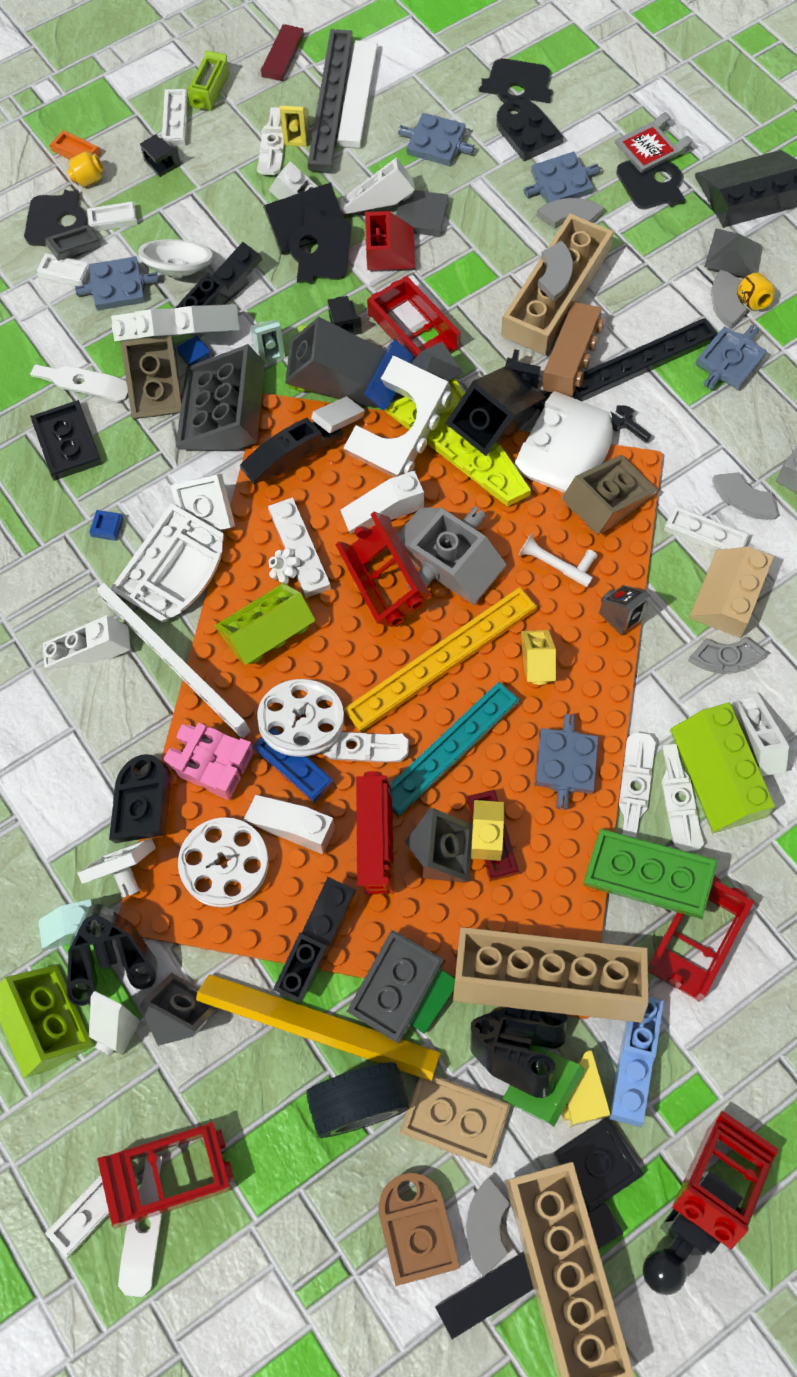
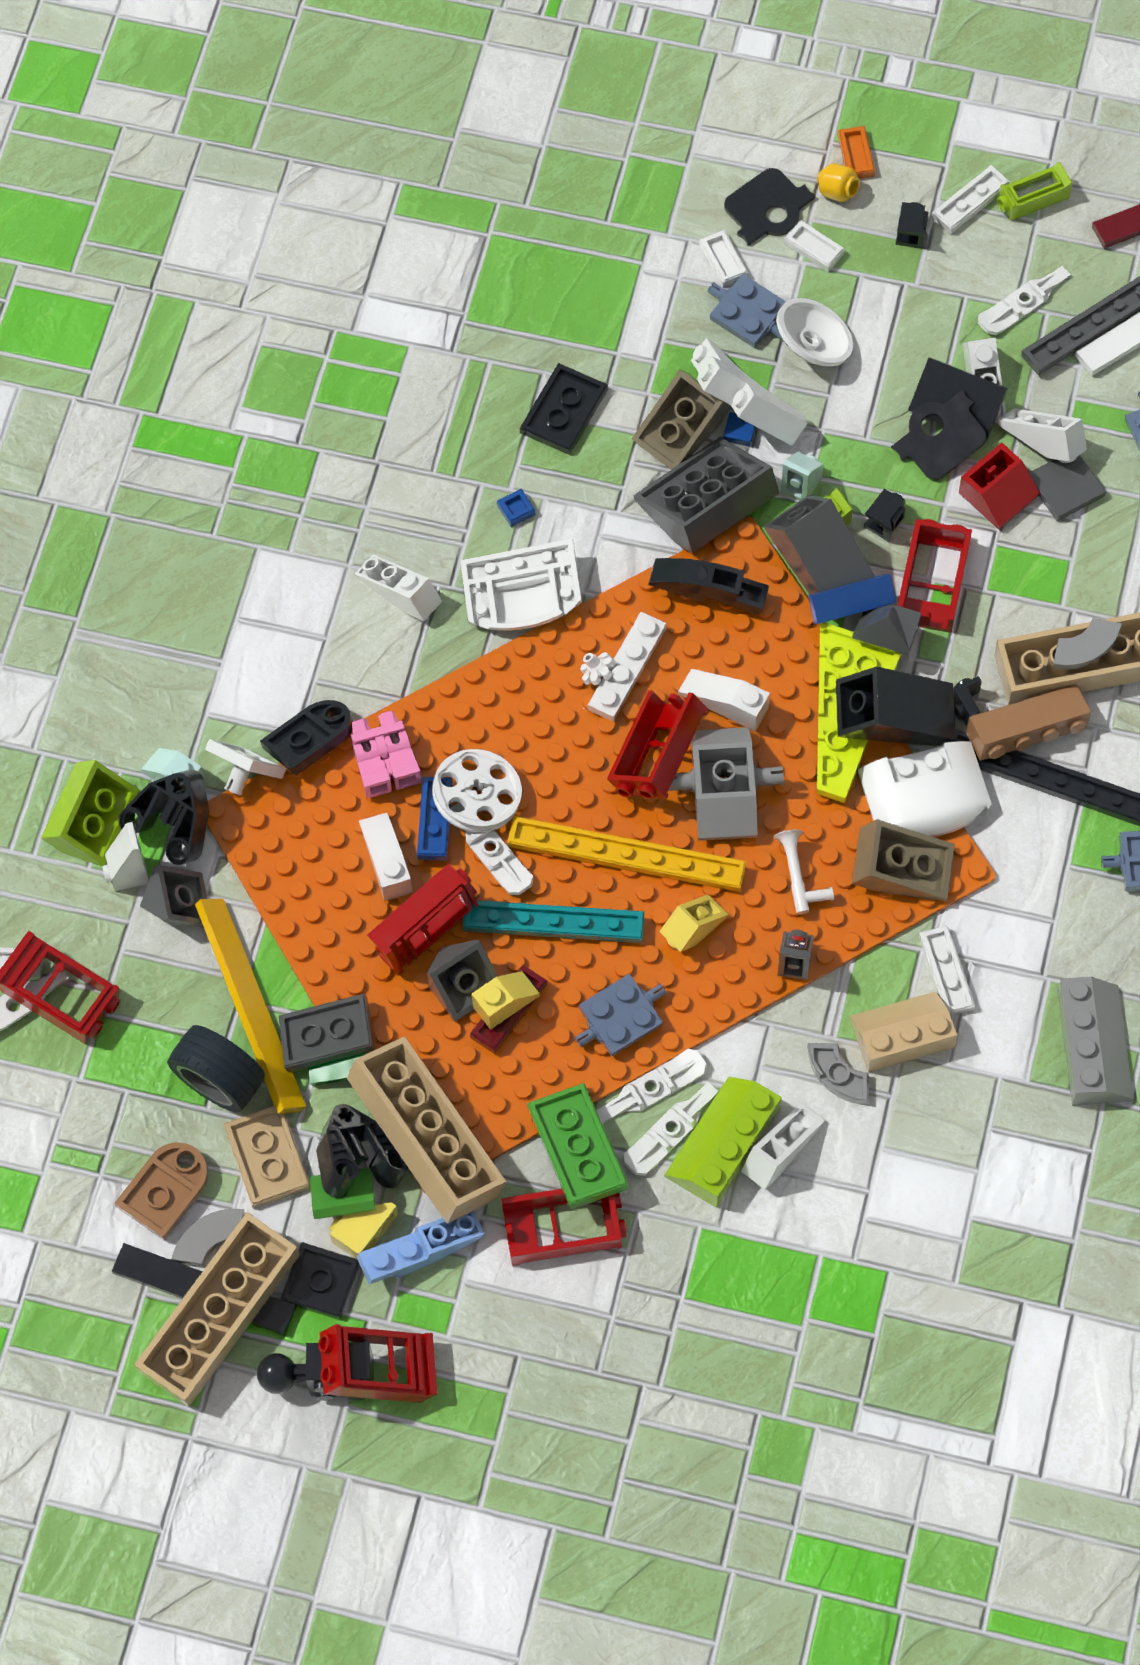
camera: 50 degrees right, 0 degrees up
(73, 242) = (754, 241): dark grey tile -> none
(94, 382) = (634, 384): white piece -> none
(190, 677) = (440, 658): white tile -> none
(205, 500) = (597, 562): white tile -> none
(210, 857) = (317, 846): white wedge -> none
(226, 281) = (829, 394): black slope -> none
(265, 623) = (532, 698): lime slope -> none
(295, 125) = (1054, 303): light yellow slope -> none
(315, 940) = (310, 949): black slope -> none
(337, 414) = (775, 592): white tile -> none
(398, 454) = (846, 647): white arch -> none
(627, 422) = (1000, 828): black bar -> none
(743, 497) = (1011, 976): light grey tile -> none

